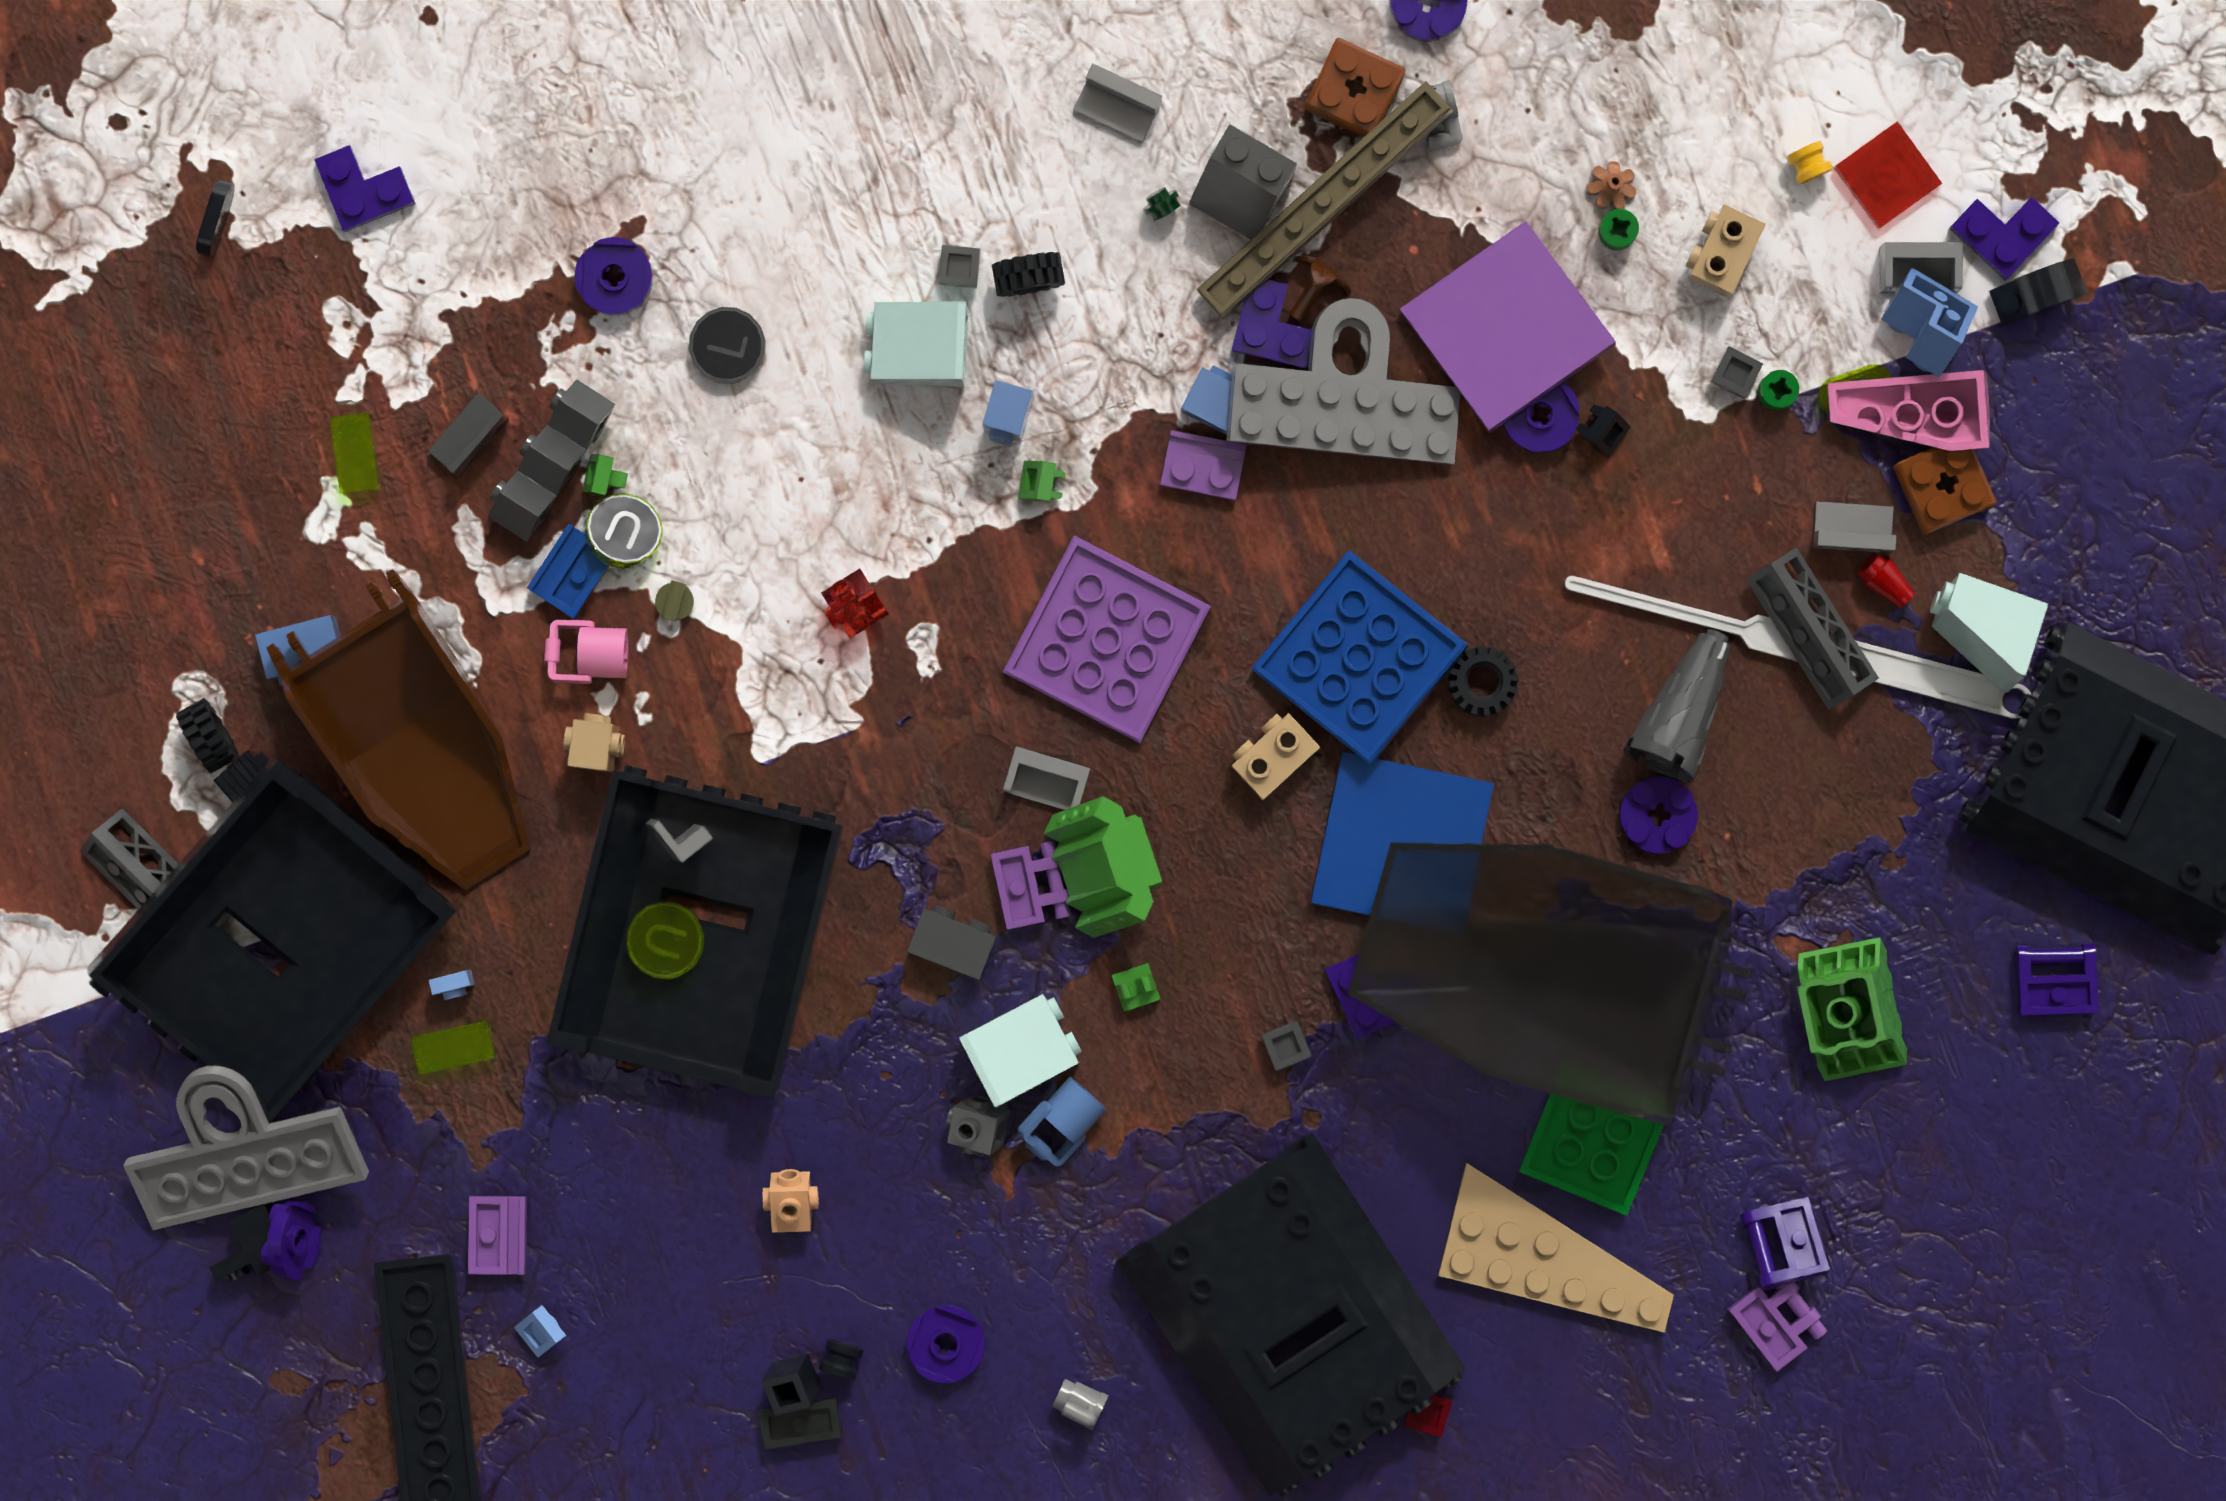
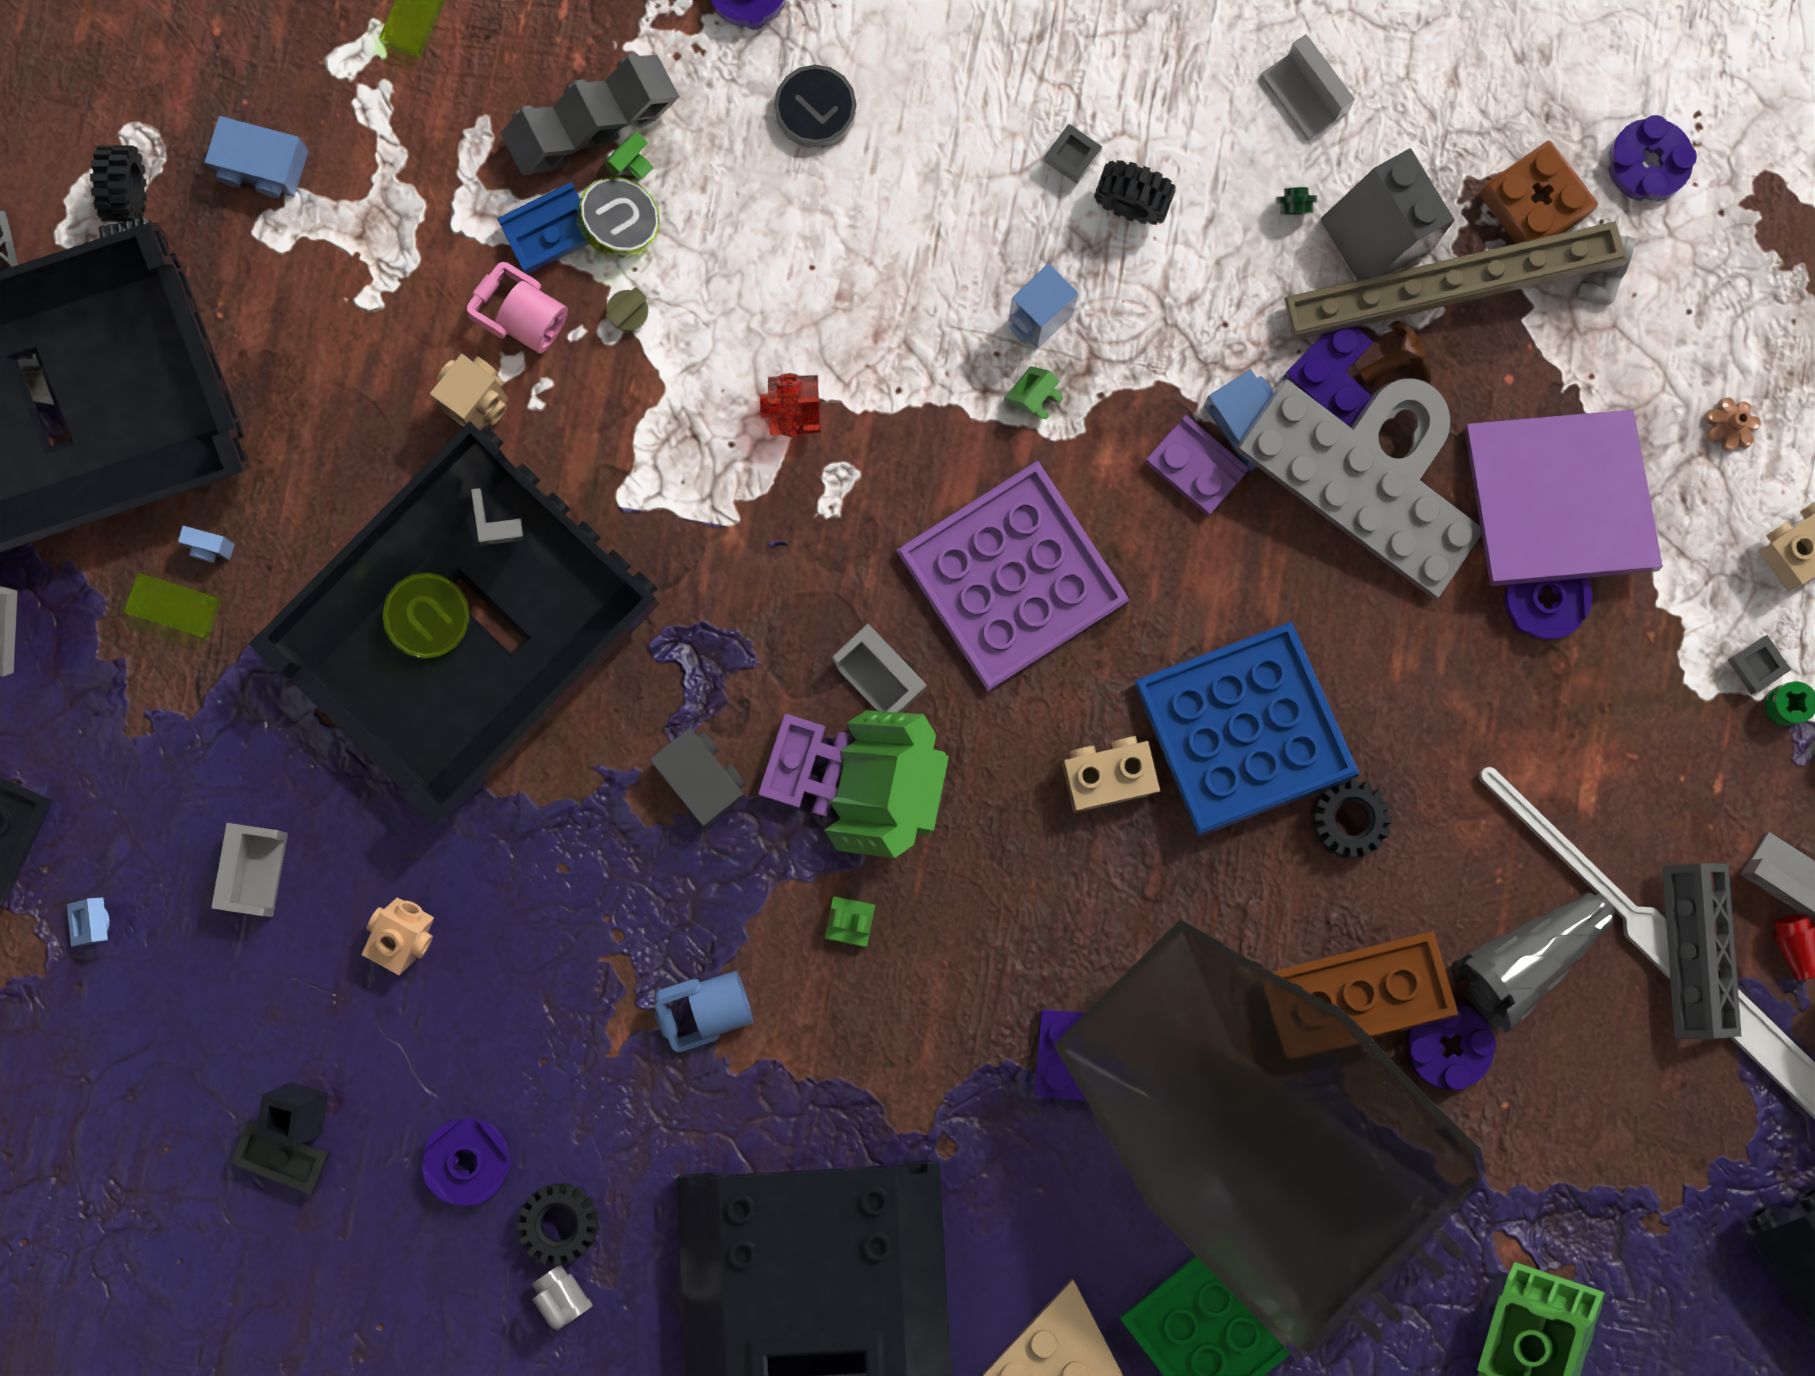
camera: 25 degrees right, 5 degrees down
(410, 737) = (302, 290): reddish brown windscreen -> none
(468, 435) = (528, 53): dark grey panel -> none
(497, 1235) = (104, 806): medium lavender plate -> none
(642, 1218) = (249, 870): none -> light grey panel
(841, 1359) = (356, 1117): black wheel -> none
(918, 343) = (995, 199): light aqua slope -> none
(977, 1126) = (619, 967): dark grey brick -> none
(1021, 1049) = (703, 916): light aqua slope -> none
(1028, 1366) = (532, 1229): none -> black tyre
(1286, 1045) = (962, 1062): dark grey plate -> none
(1385, 807) = (1186, 881): blue tile -> none
(1574, 802) = (1382, 985): none -> dark orange plate
(1606, 430) = (1602, 648): black tile -> none
(1612, 234) = (1708, 471): green wheel -> none

